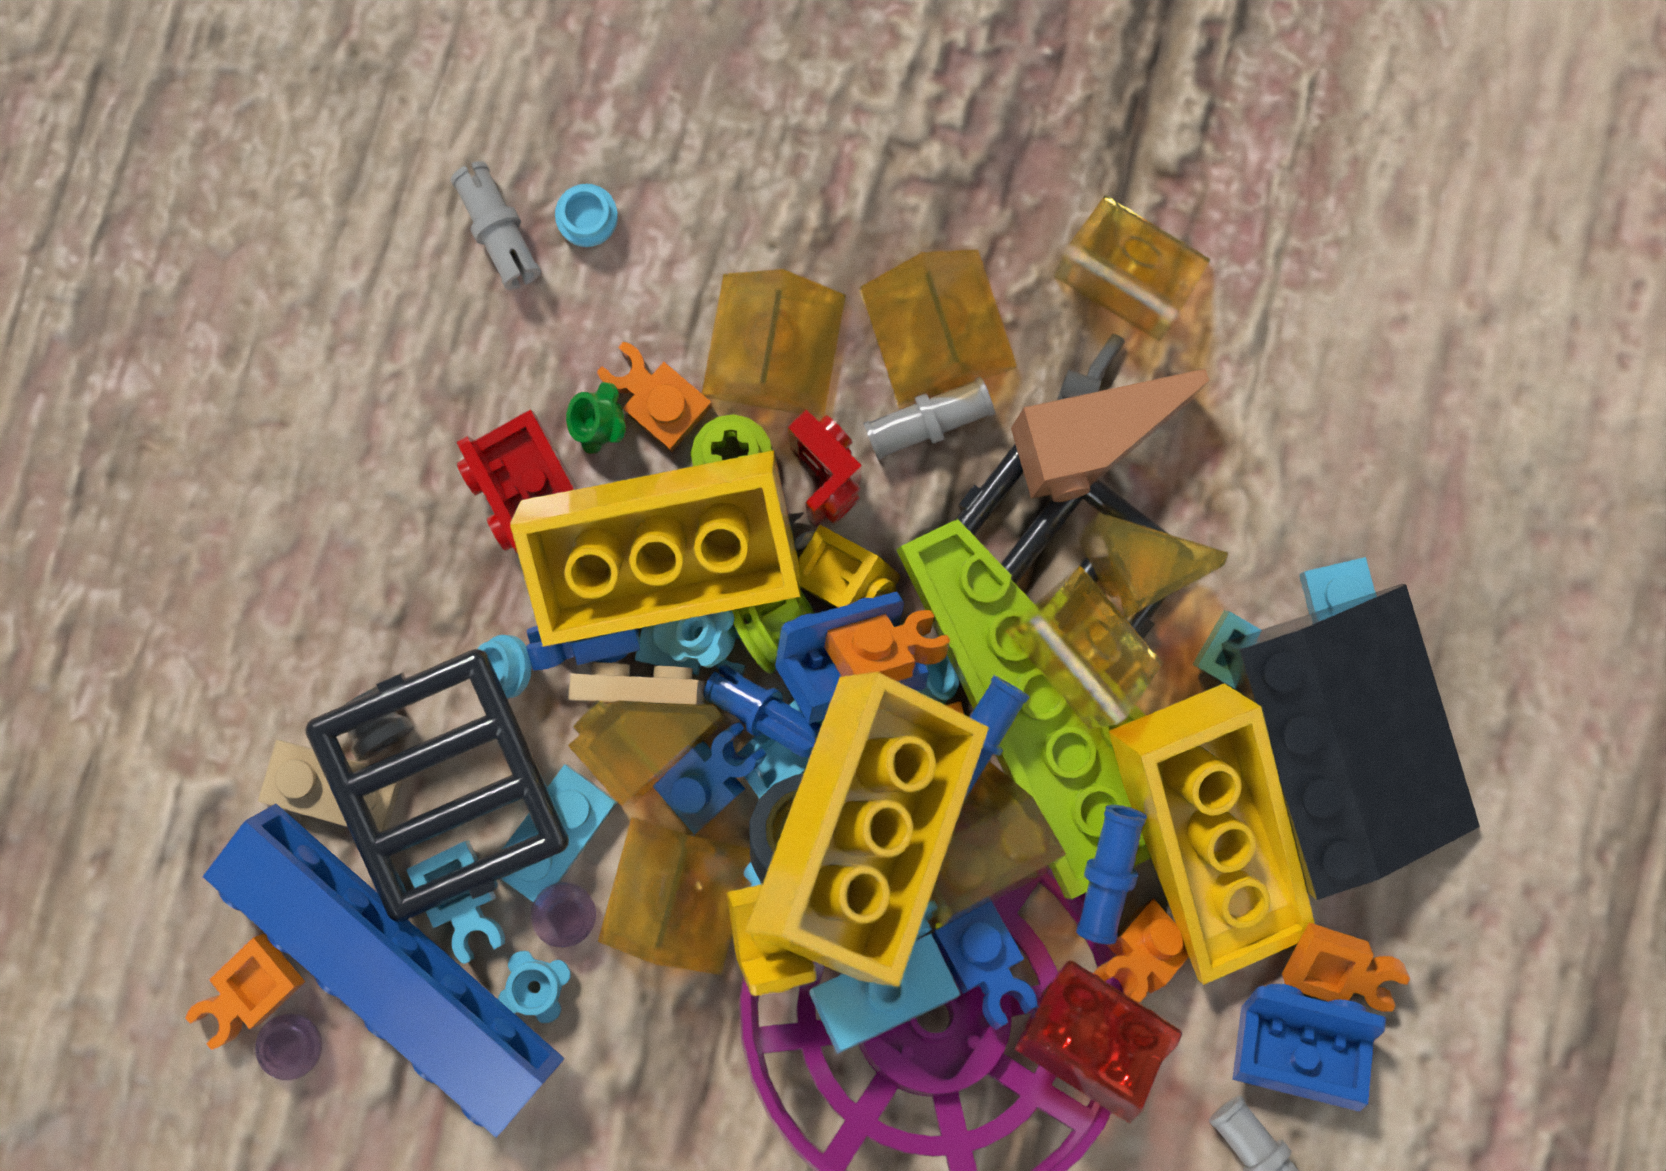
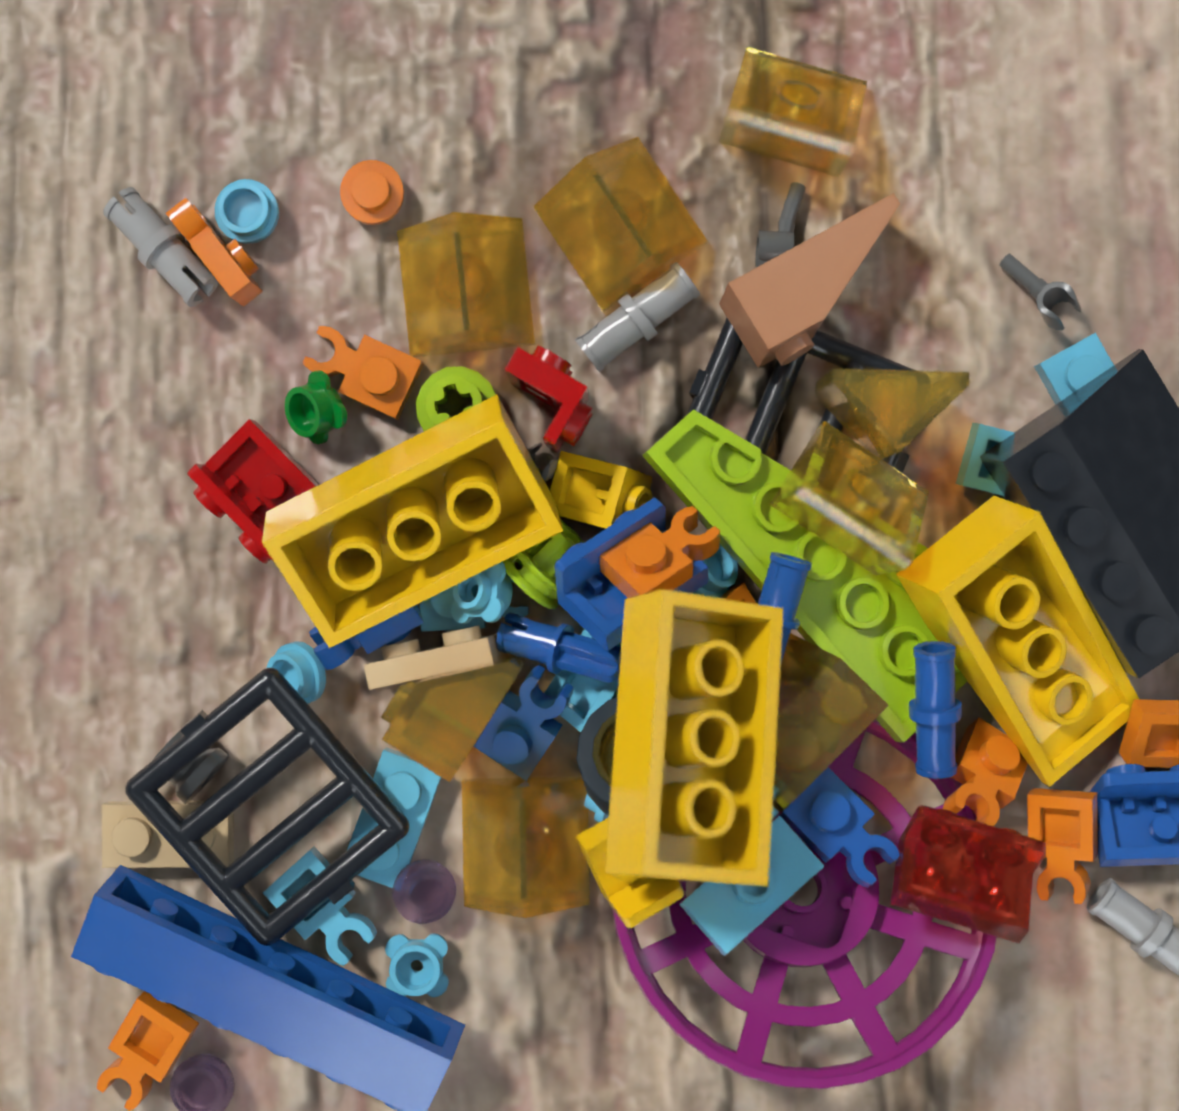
camera: 15 degrees left, 5 degrees up
(554, 258) = (227, 263): none -> orange plate
(710, 230) = (372, 192): none -> orange plate
(1209, 1040) = (1070, 830): none -> orange plate
(1328, 507) = (1046, 294): none -> dark grey hand

